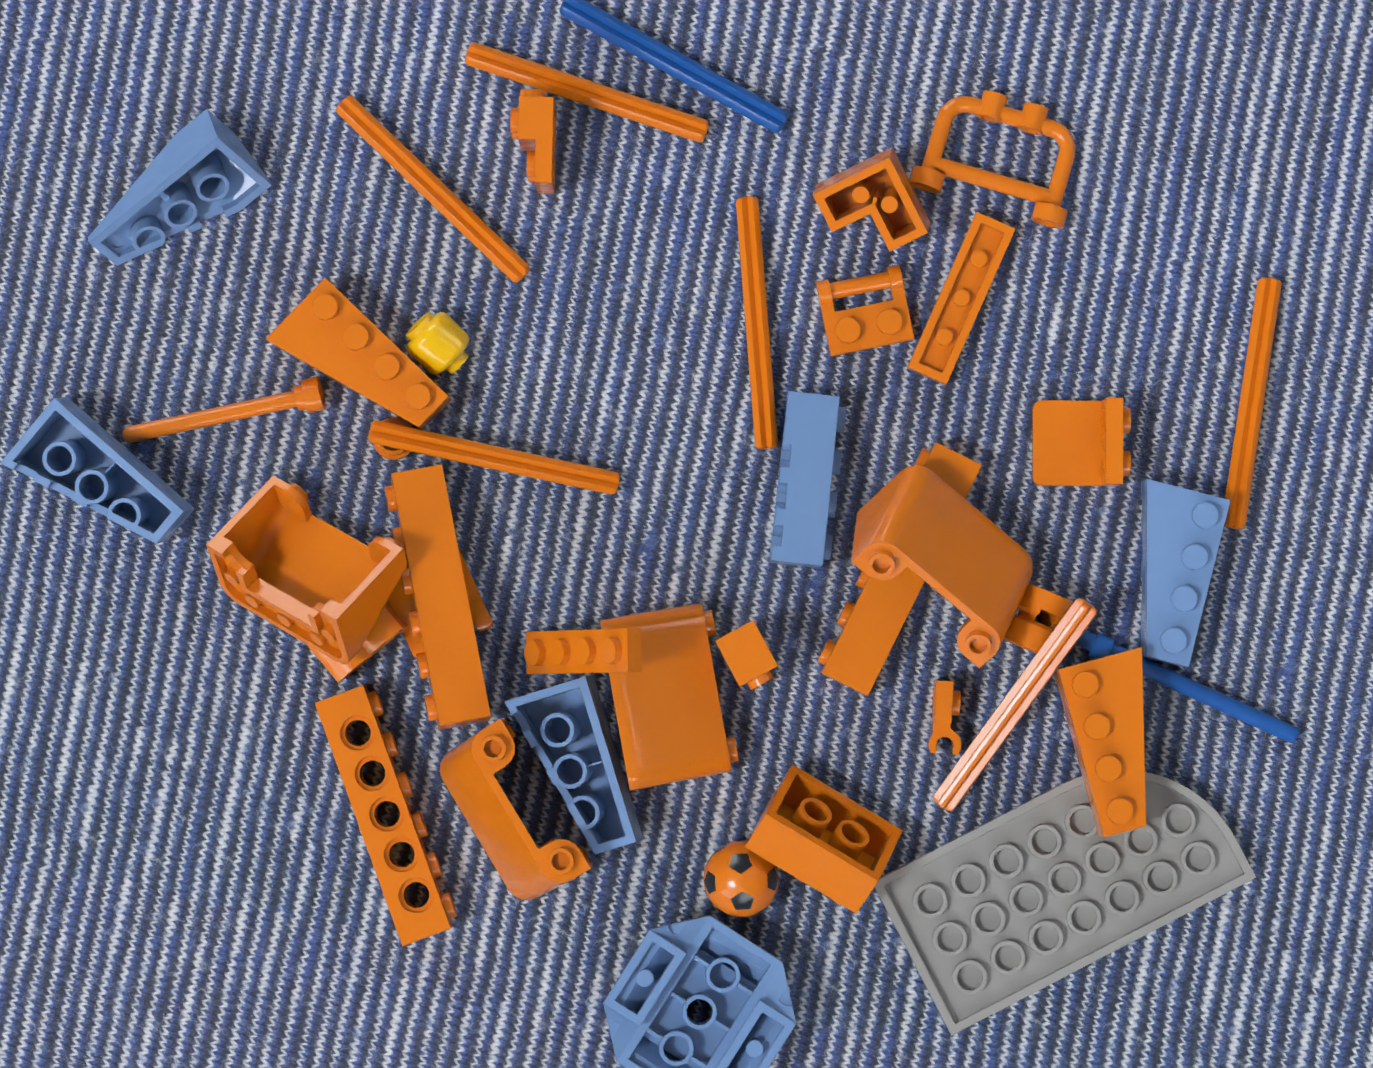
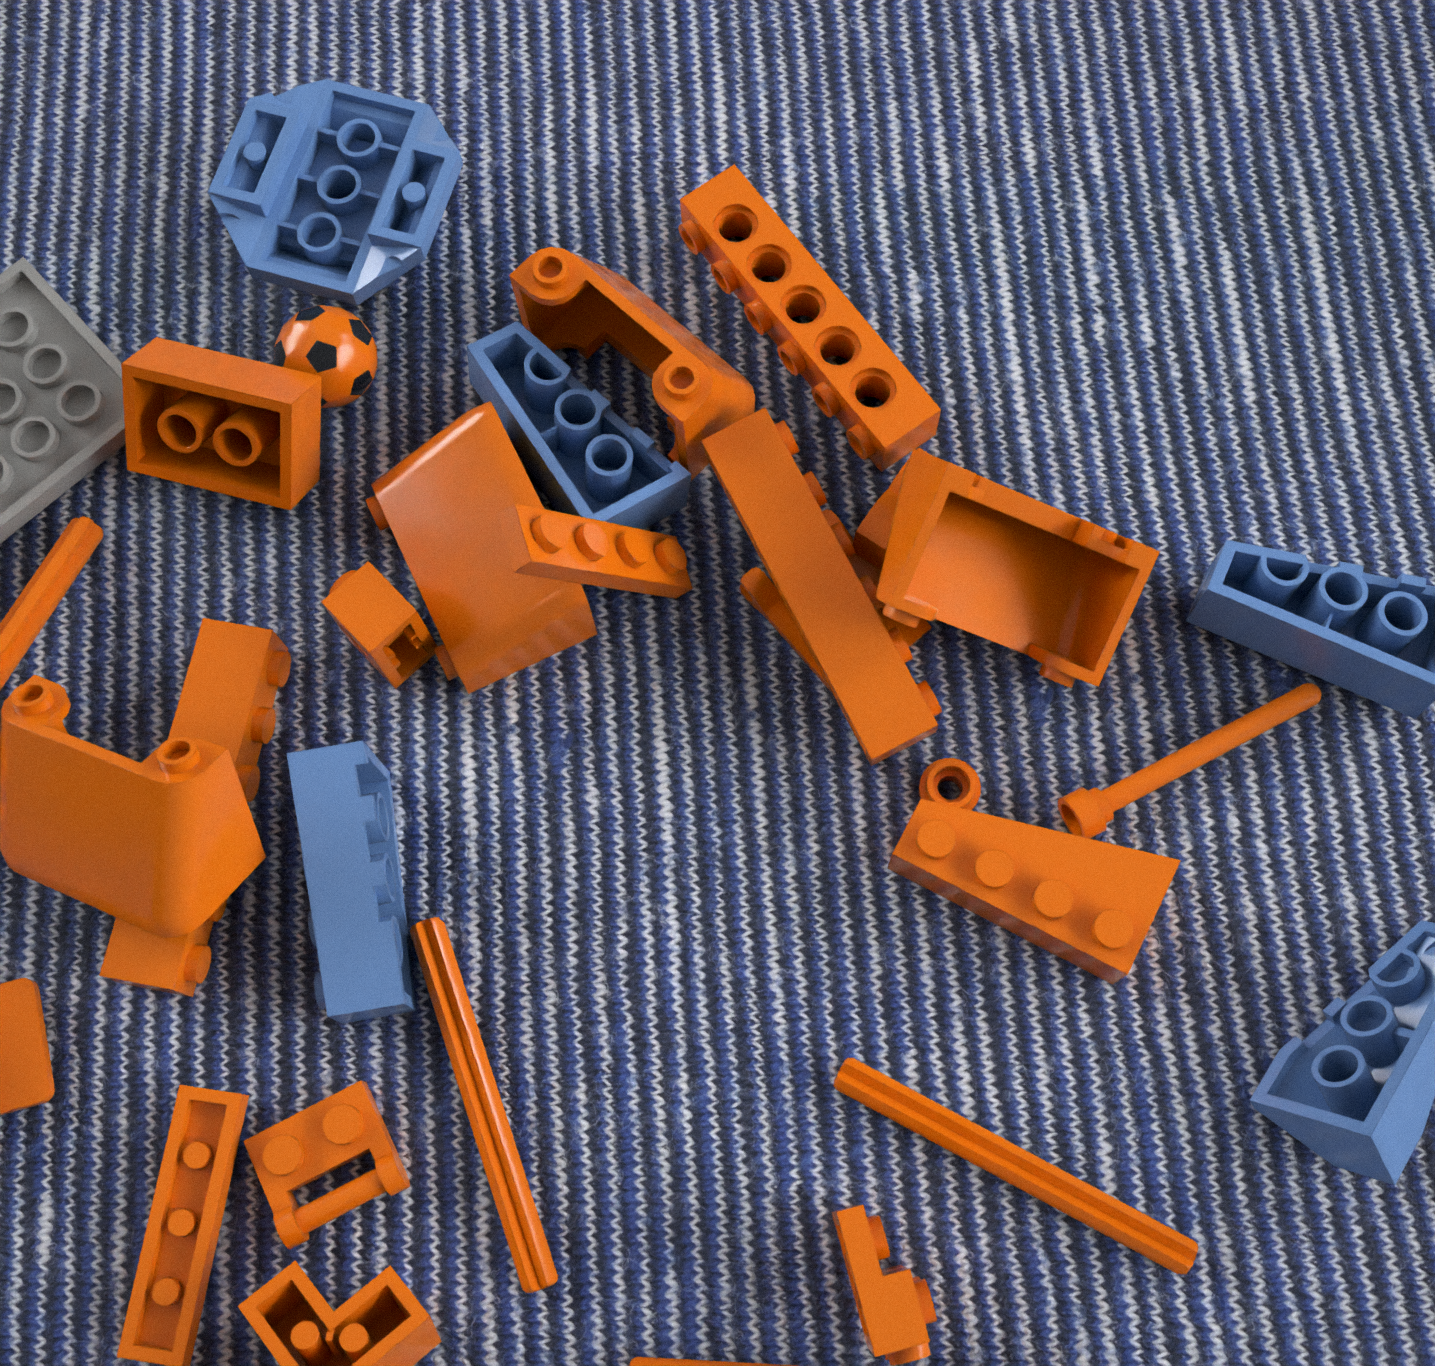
camera: 170 degrees right, 15 degrees down
(437, 343) = (932, 934): yellow head -> none
(493, 457) = (804, 796): orange axle -> none
(944, 706) = (105, 638): orange plate -> none

